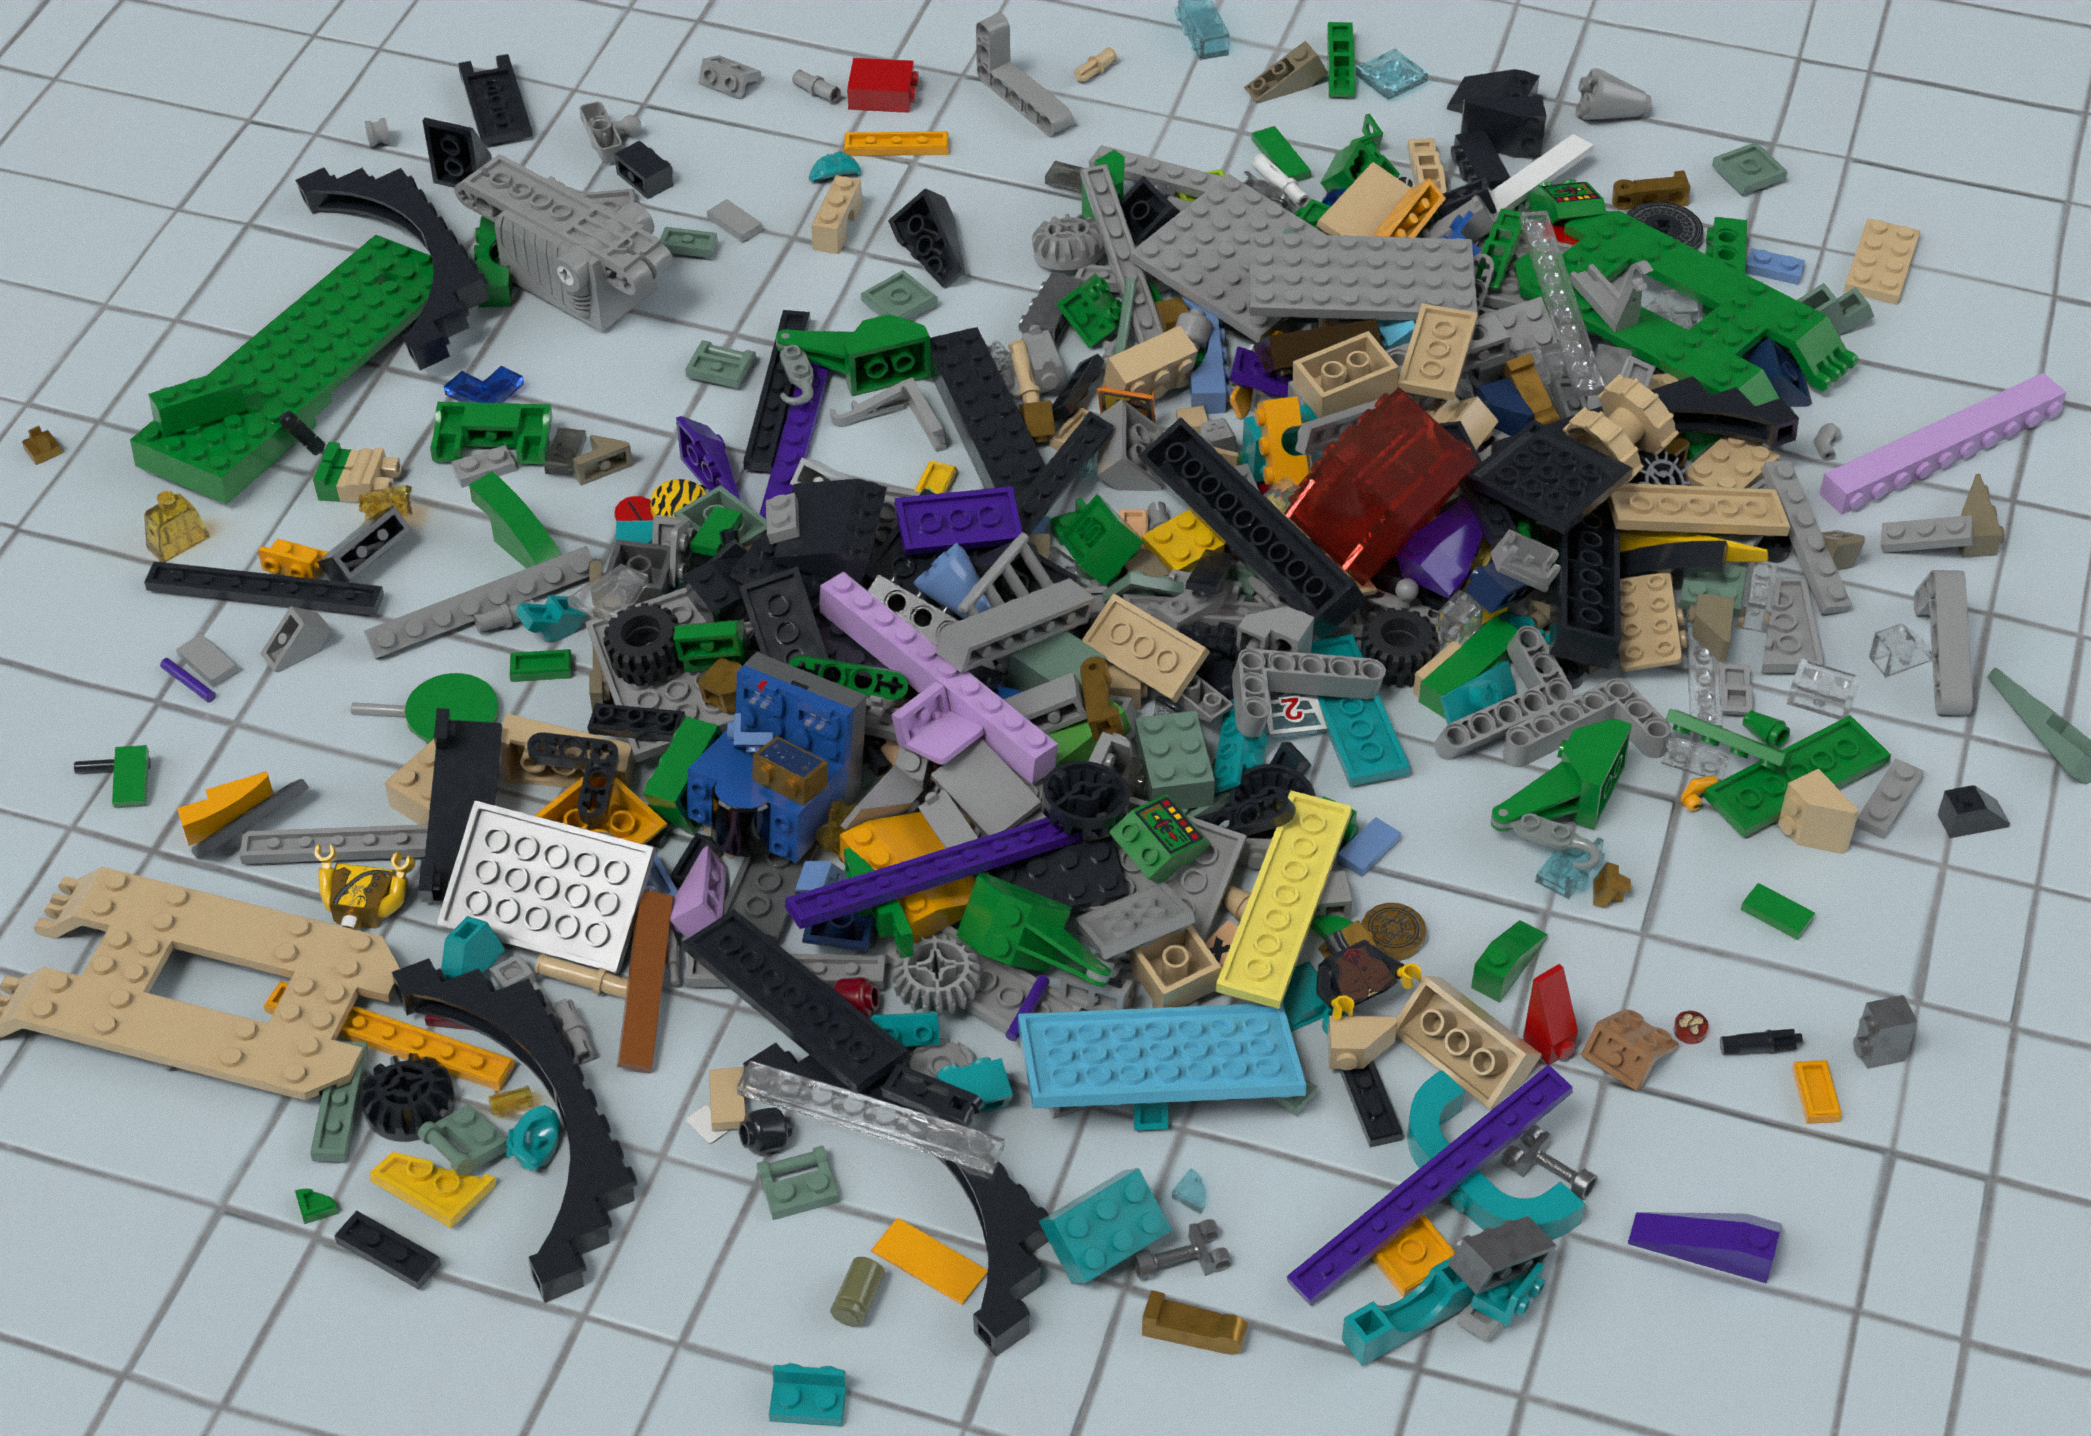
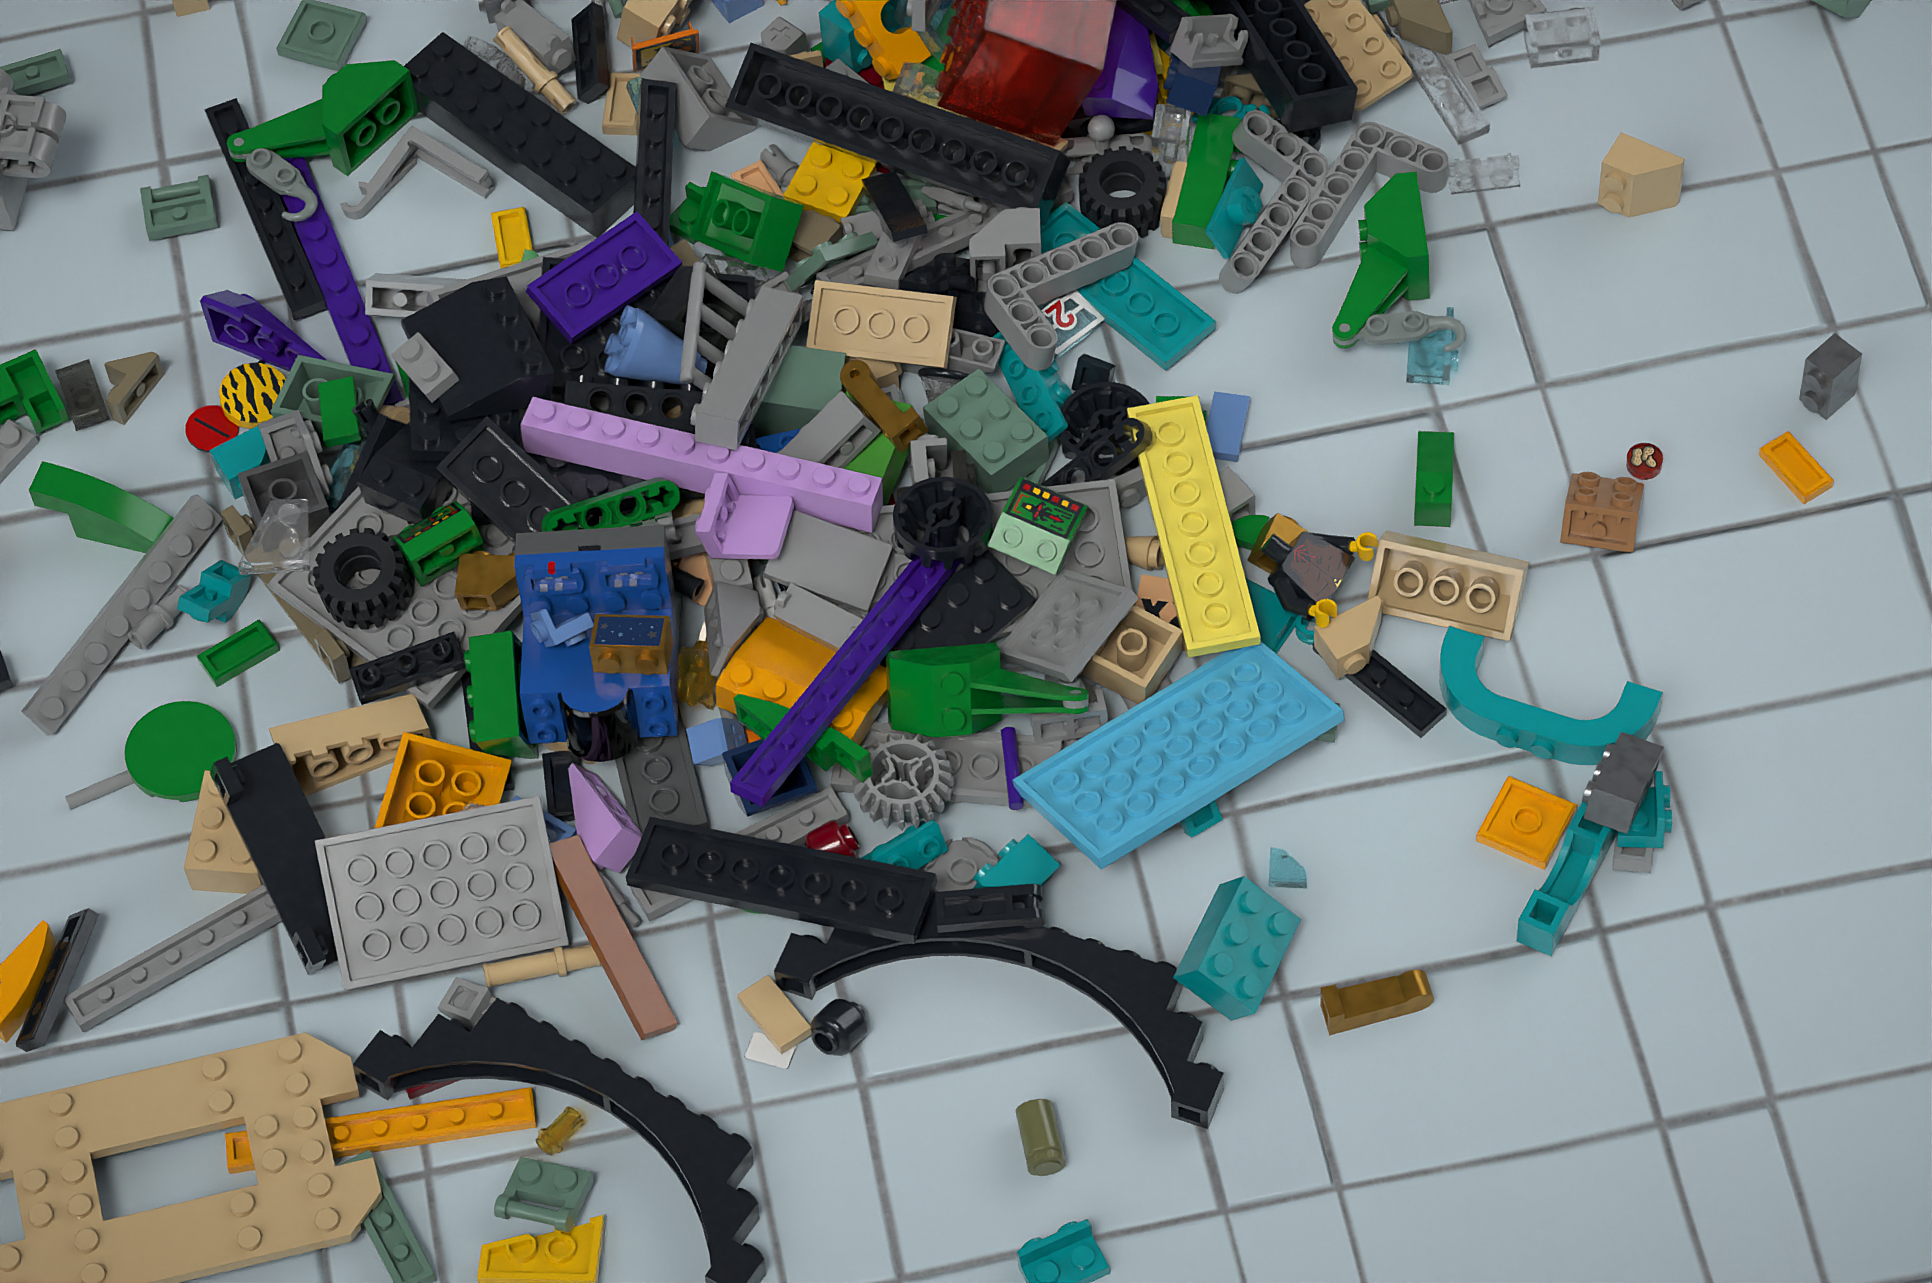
camera: 25 degrees left, 10 degrees up
(362, 894) = (241, 999): torso -> none
(409, 1100) = (450, 1201): black gear -> none
(469, 948) = (406, 999): teal slope -> none
(534, 1138) = (614, 1156): teal hat -> none
(573, 1031) = (570, 1025): light grey pin -> none
(593, 768) = (402, 737): black beam -> none
(734, 220) = (64, 22): light grey tile -> none
(801, 1191) = (912, 1069): sand green plate -> none
(871, 1116) = (940, 959): clear plate -> none
(929, 1261) = (1082, 1070): light orange piece -> none
(1038, 419) = (580, 107): pearl gold brick -> none
(1193, 416) = (737, 31): tan tile -> none
(1199, 1235) = (1321, 909): flat silver bar -> none
(1396, 929) = (1309, 500): pearl gold tile -> none
(1429, 1185) = (1513, 748): dark purple plate -> none
(1539, 1141) = (1571, 648): flat silver bar -> none
(1550, 1017) = (1521, 521): red slope -> none
(1609, 885) = (1482, 352): pearl gold tile -> none
(1690, 796) = (1503, 201): light orange arm -> none
(1719, 1241) = (1796, 662): dark purple wedge -> none
(1739, 744) = (1521, 138): green plate -> none
(1756, 794) = (1568, 173): green plate -> none
(1760, 1041) = (1723, 439): black piece -> none
(1767, 729) = (1532, 107): green cone -> none
(1777, 911) = (1653, 298): green tile -> none
(1889, 798) = (1688, 122): light grey plate -> none
(1970, 812) = (1773, 103): black slope -> none

